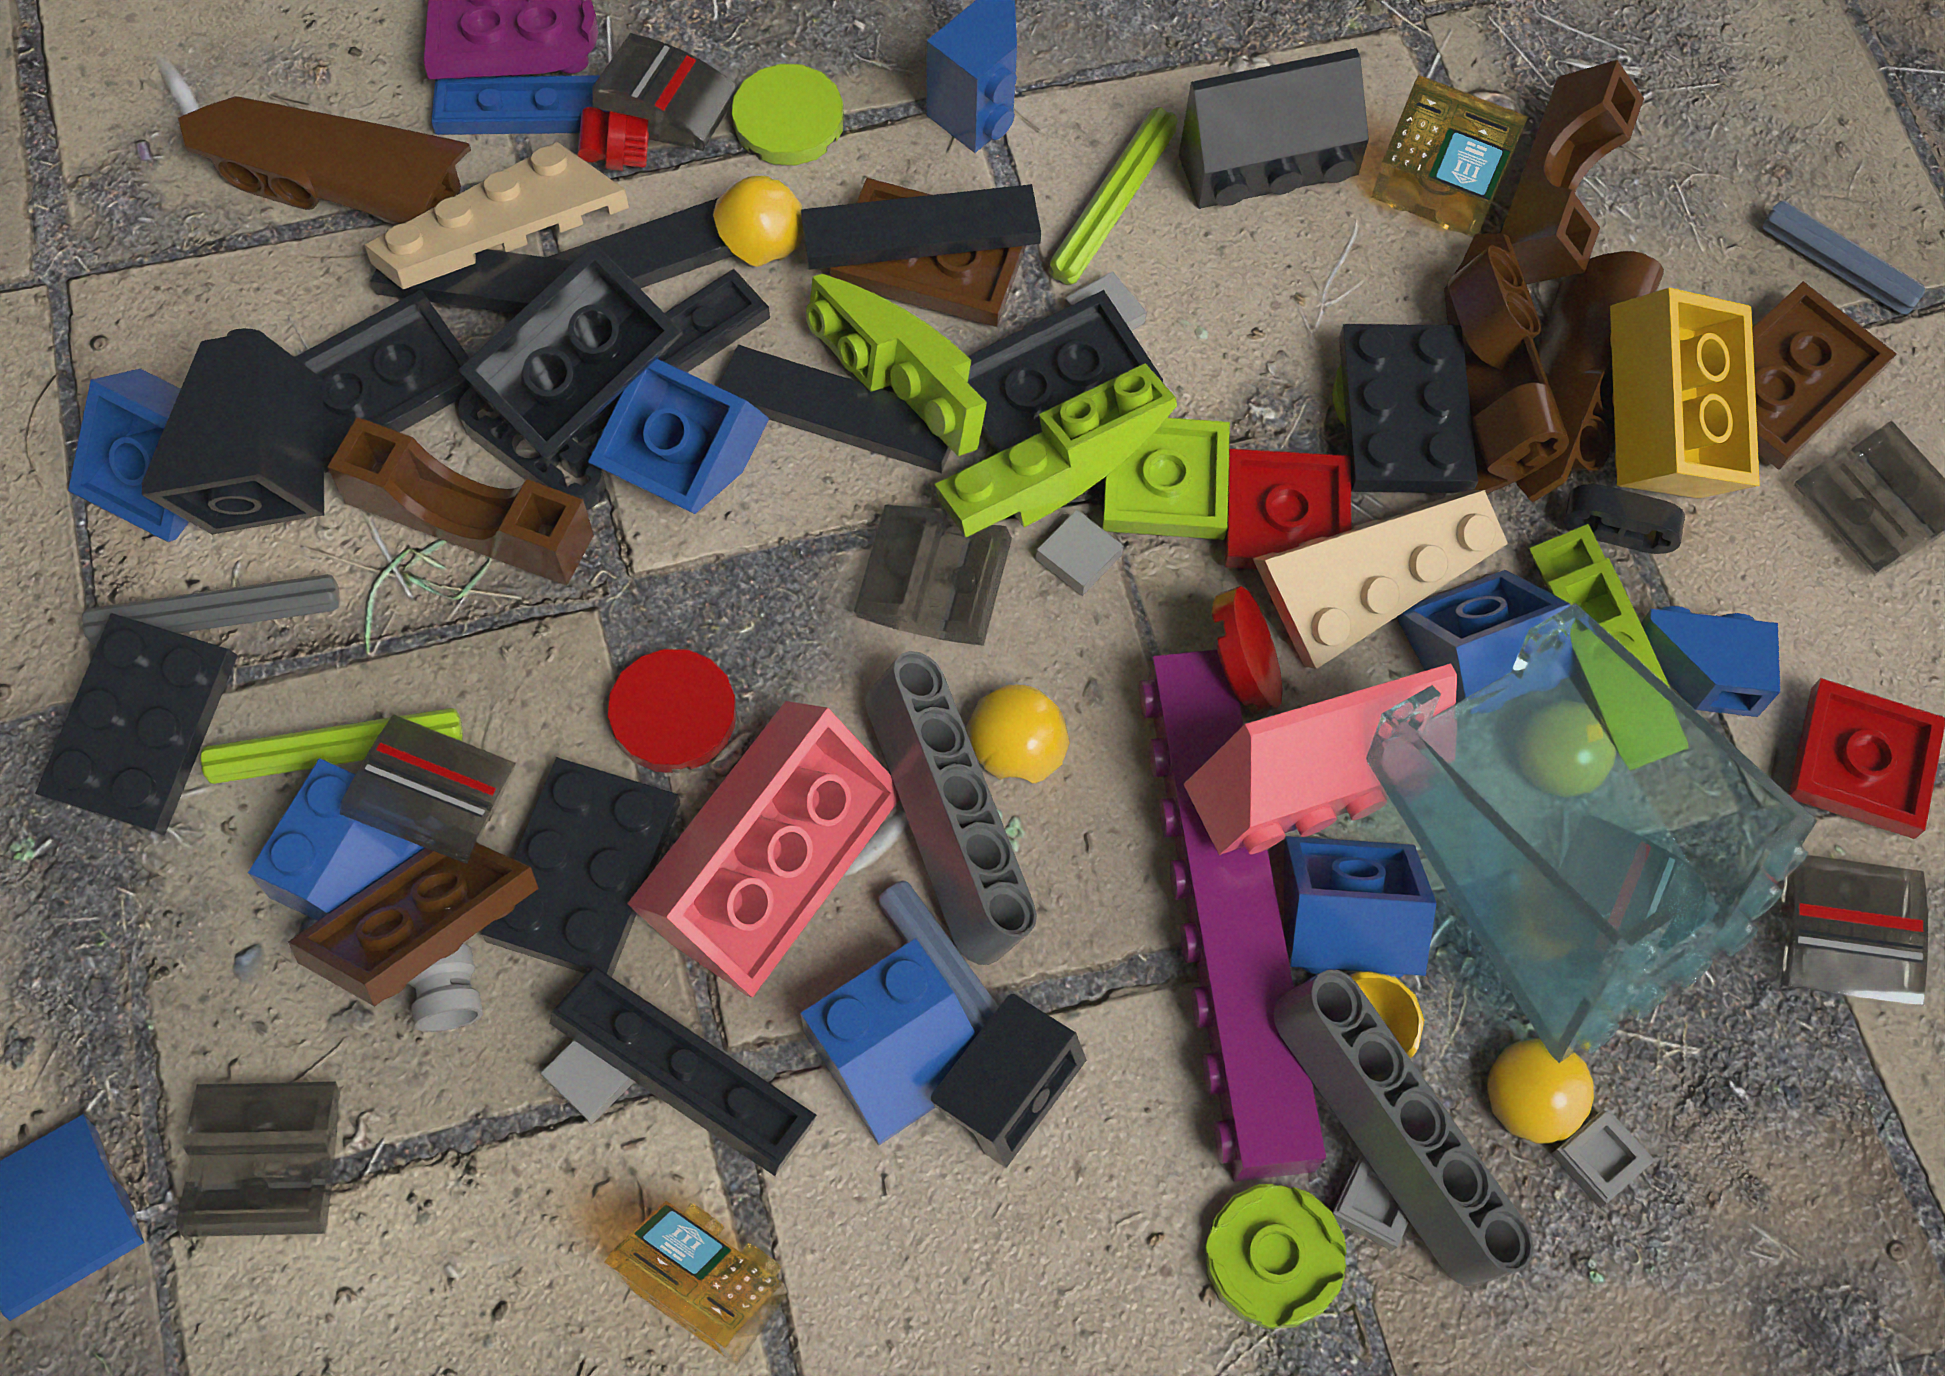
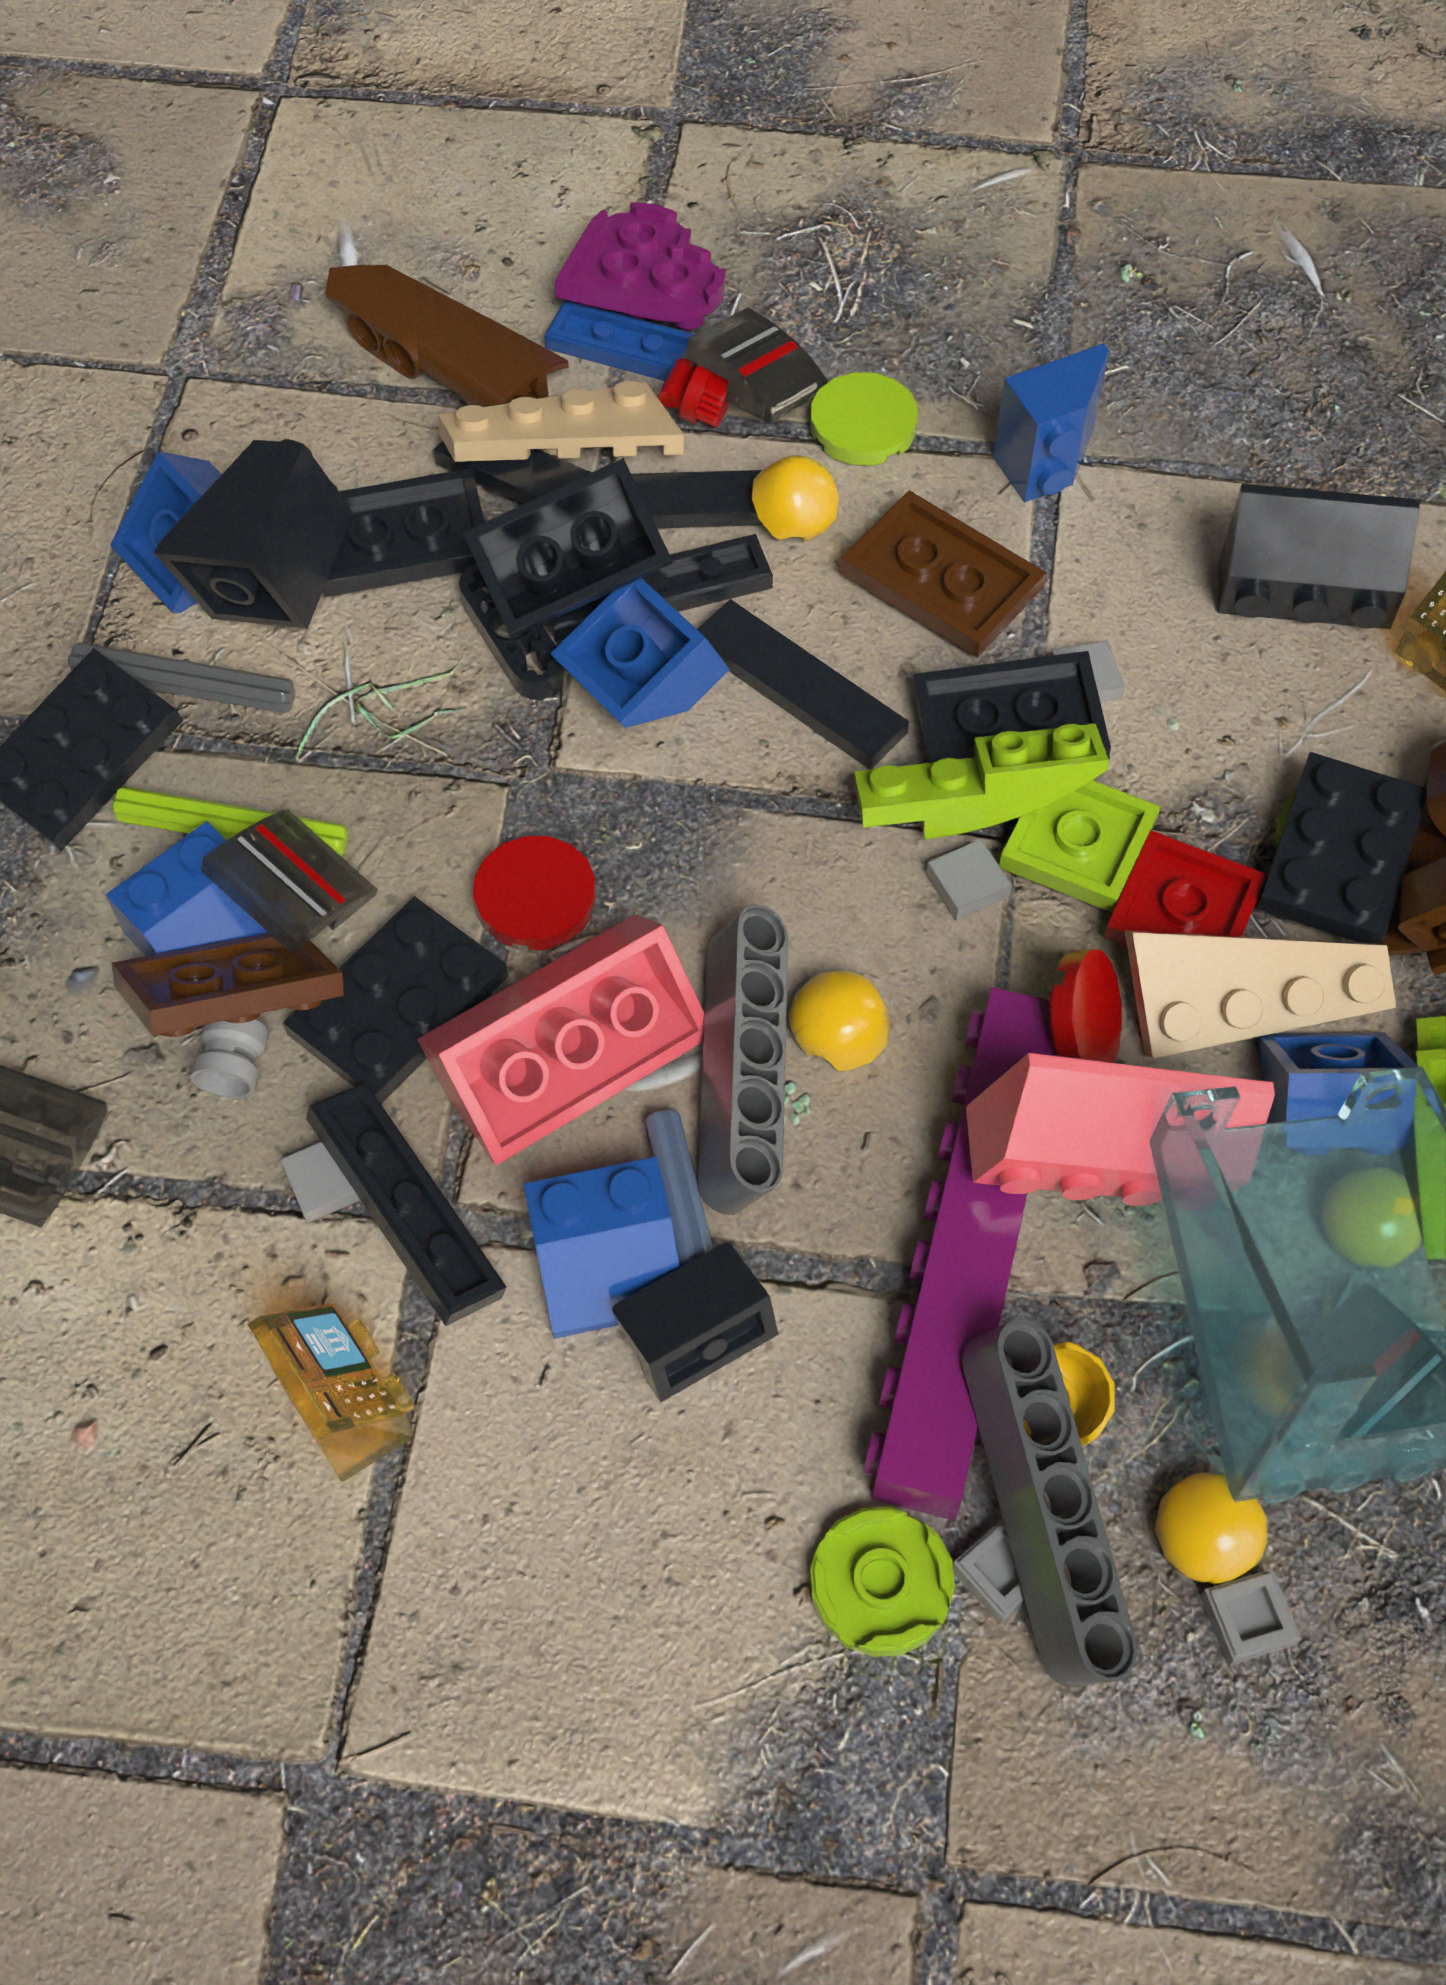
camera: 25 degrees right, 5 degrees down
(403, 483) = (469, 691): reddish brown arch -> none
(899, 350) = (873, 647): lime slope -> none
(920, 226) = (939, 545): black tile -> none
(931, 576) = (821, 855): clear smoke slope -> none
(1113, 196) = (1138, 576): lime axle -> none
(1356, 906) = (1095, 1286): blue slope -> none

